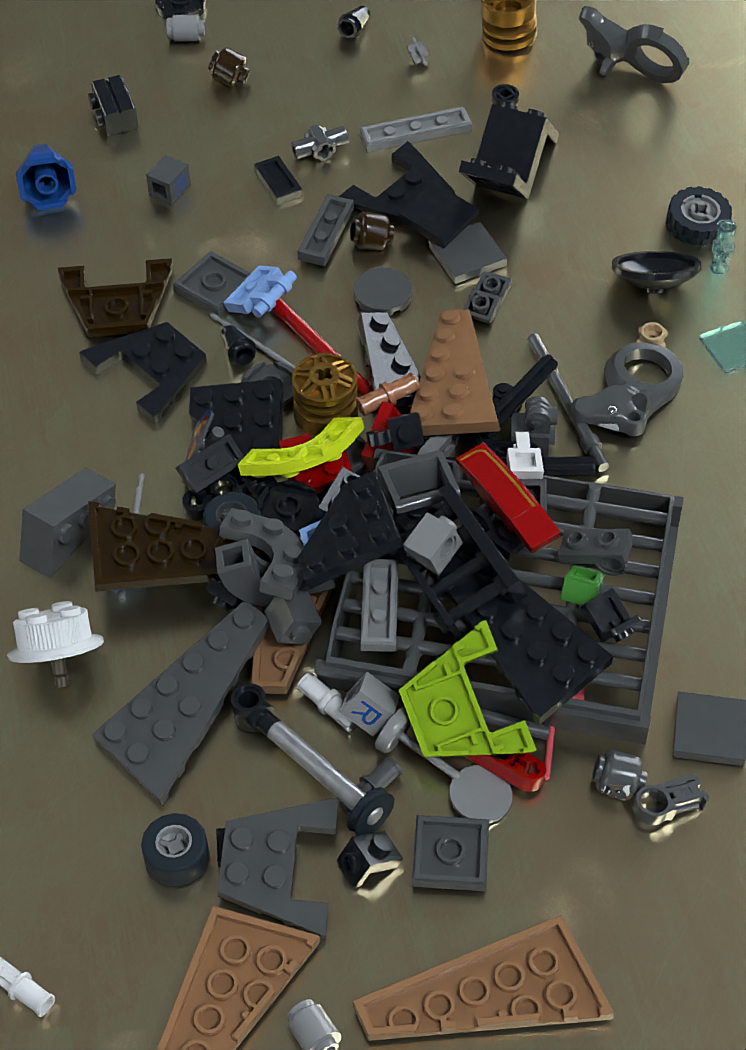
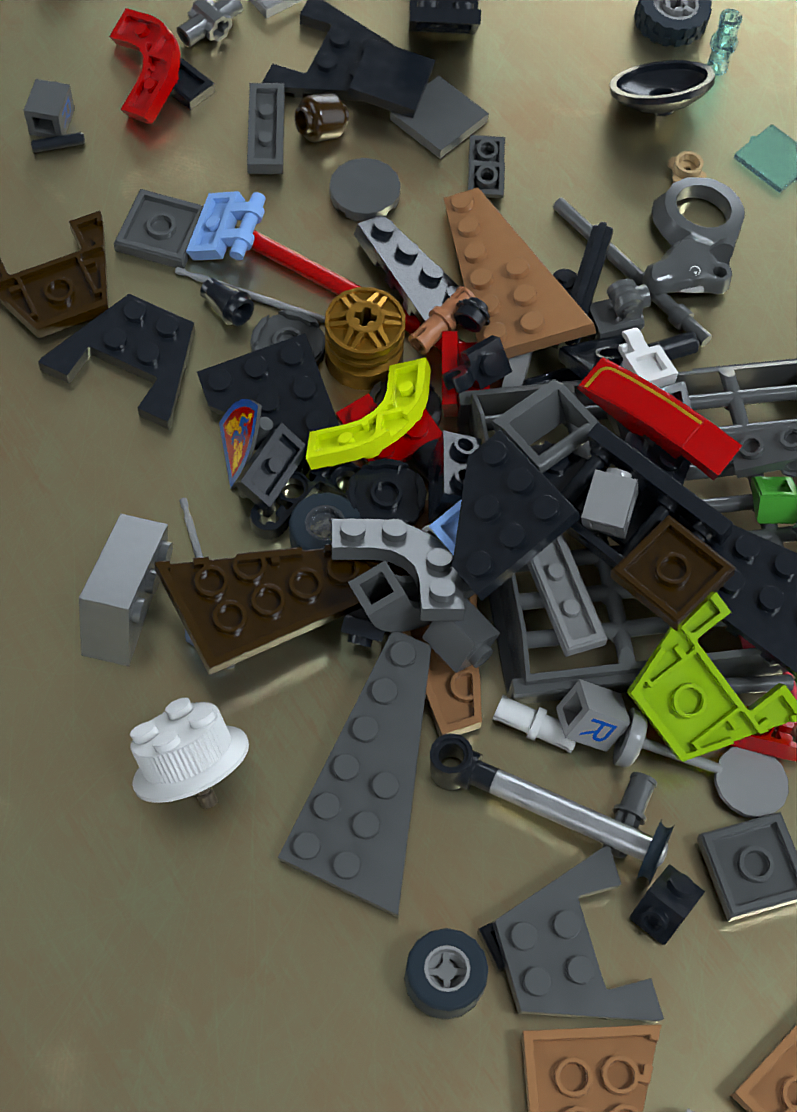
camera: 25 degrees left, 10 degrees up
(166, 205) = (58, 142): none -> black piece
(266, 159) = (160, 62): none -> red plate
(409, 393) = (472, 314): none -> black plate
(459, 605) = (672, 572): none -> dark brown plate

